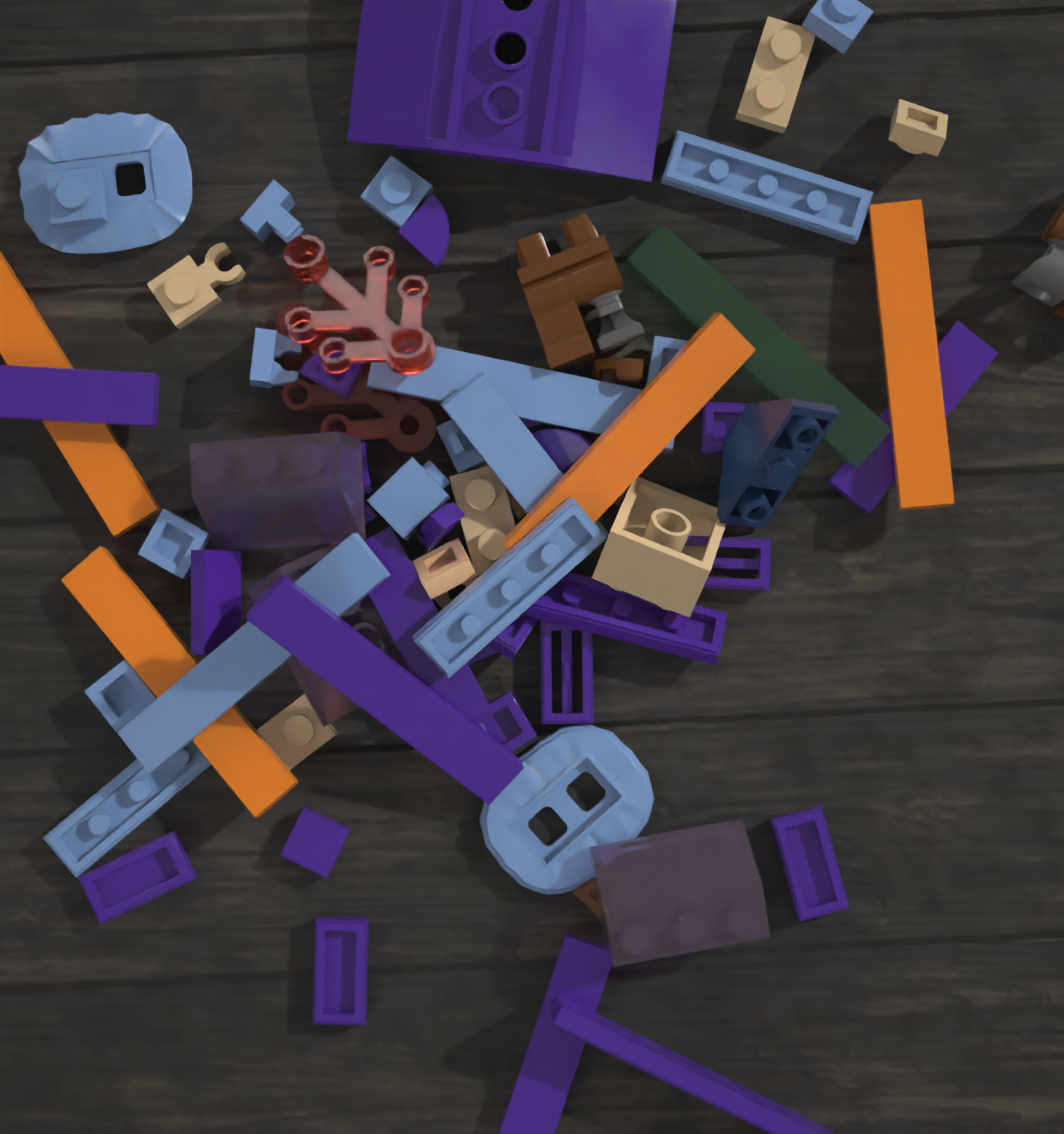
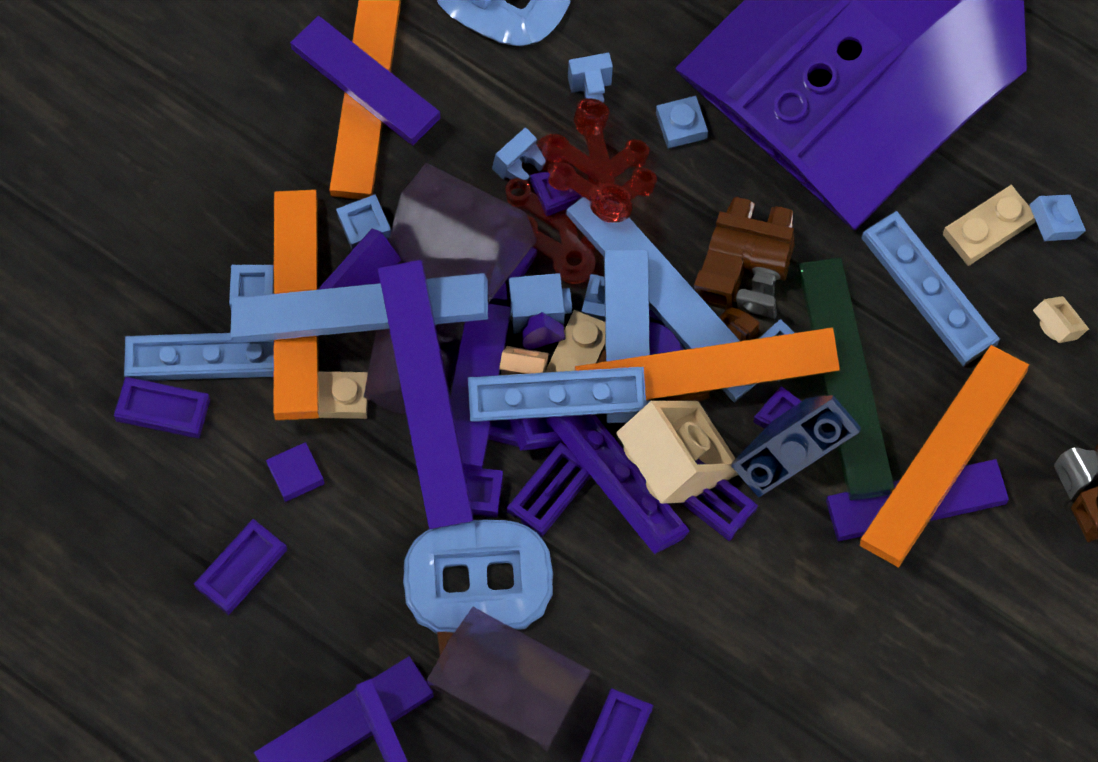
camera: 35 degrees right, 20 degrees down
(189, 289) = (501, 84): tan plate -> none
(428, 231) = (683, 157): dark purple tile -> none

